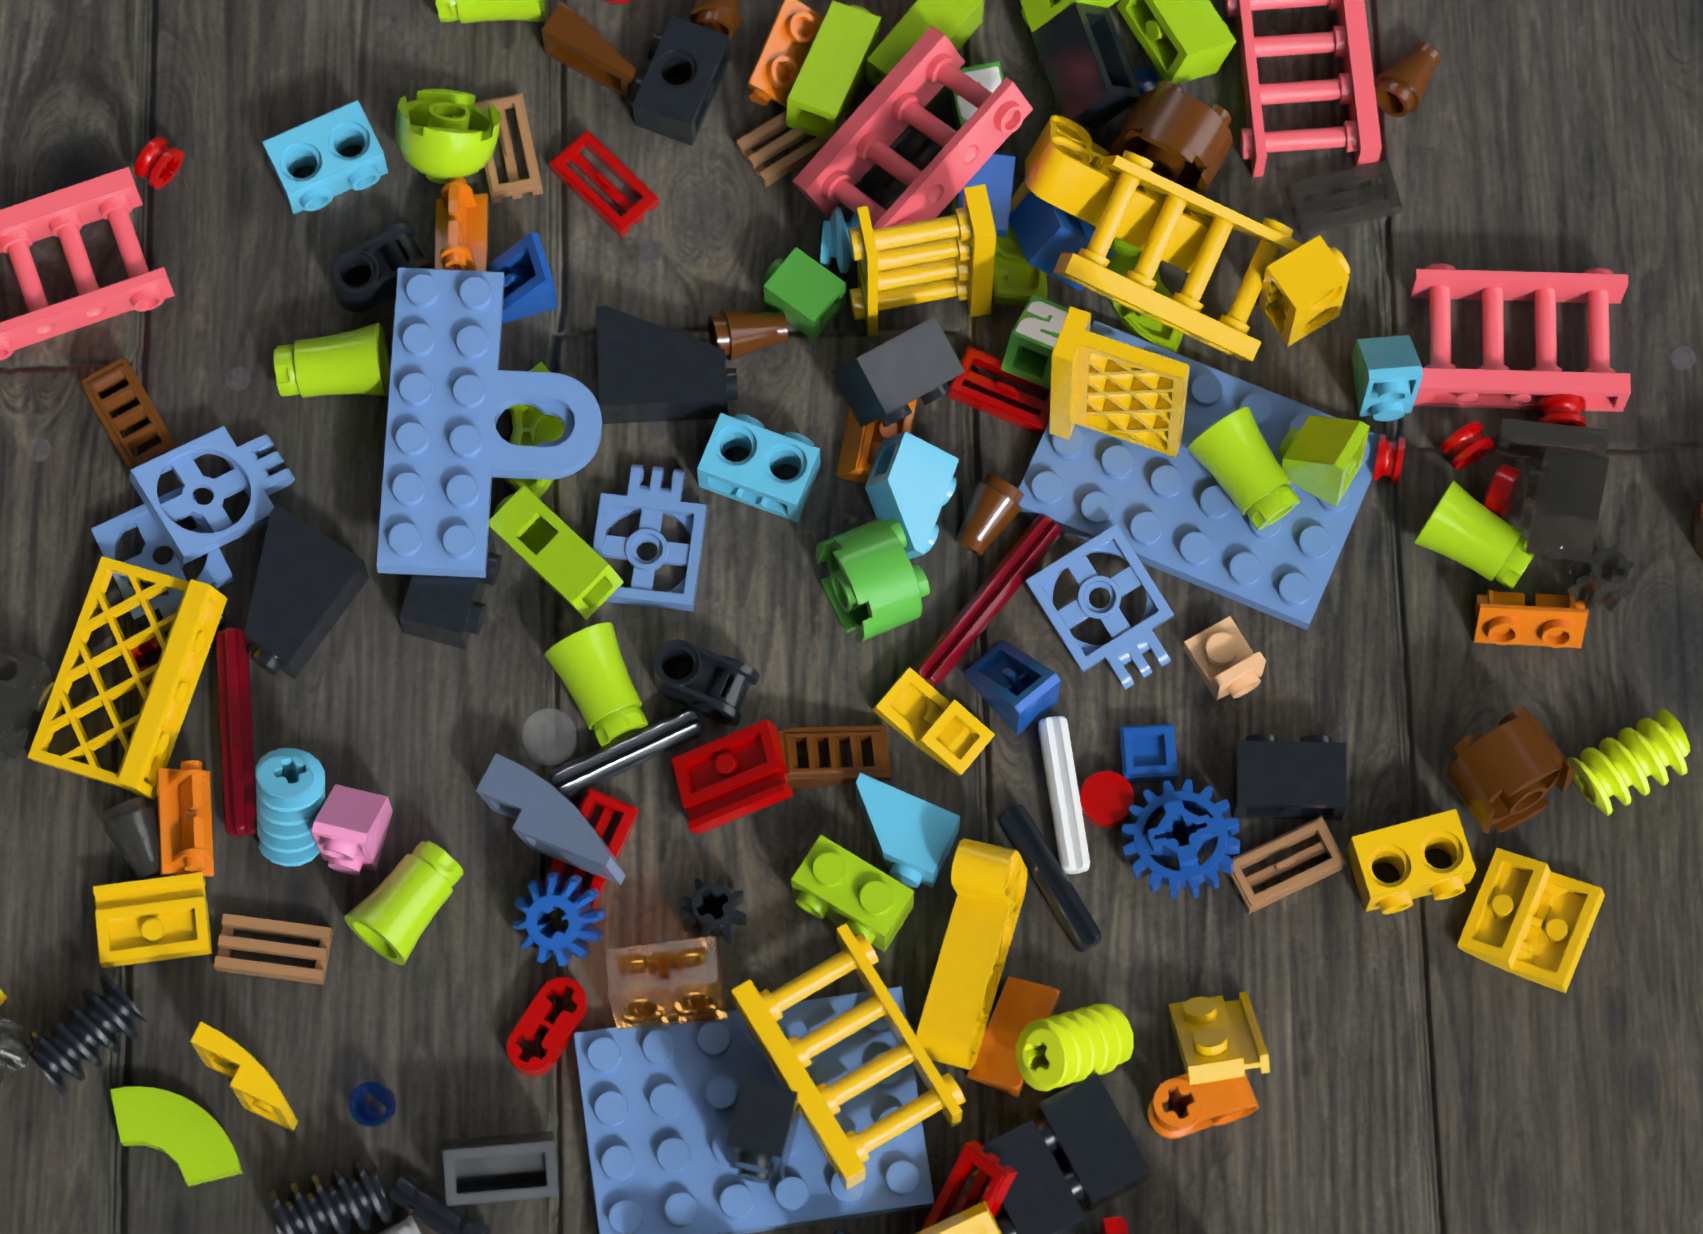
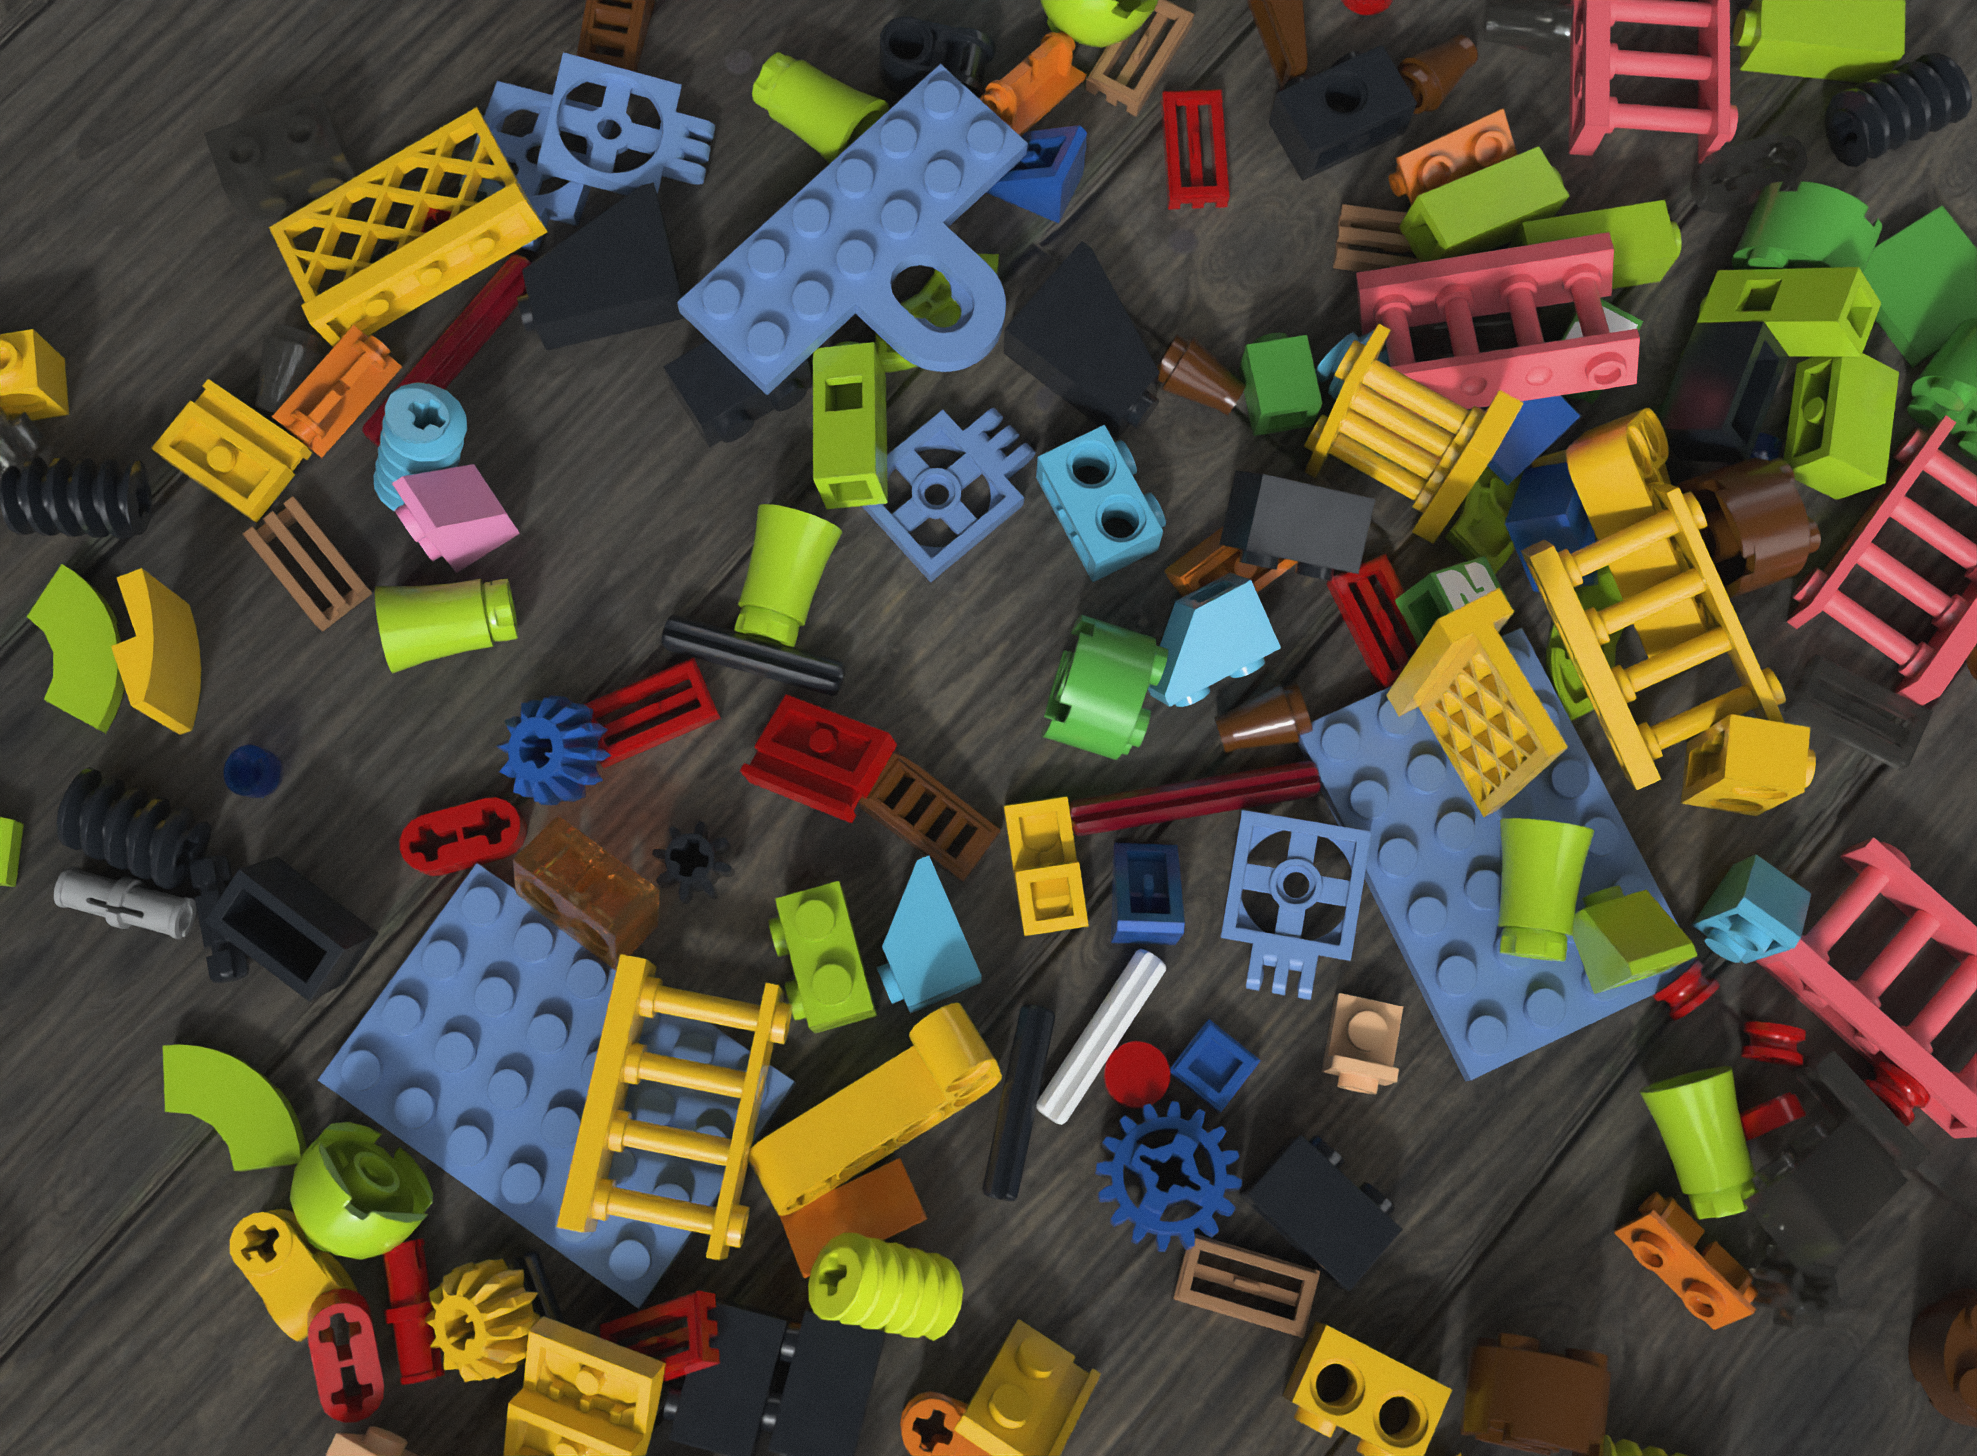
camera: 40 degrees right, 5 degrees up
(546, 818) = (625, 655): sand blue slope -> none
(549, 736) = (705, 584): clear tile -> none
(707, 681) = (881, 659): black piece -> none
(762, 1131) = (521, 1112): black brick -> none

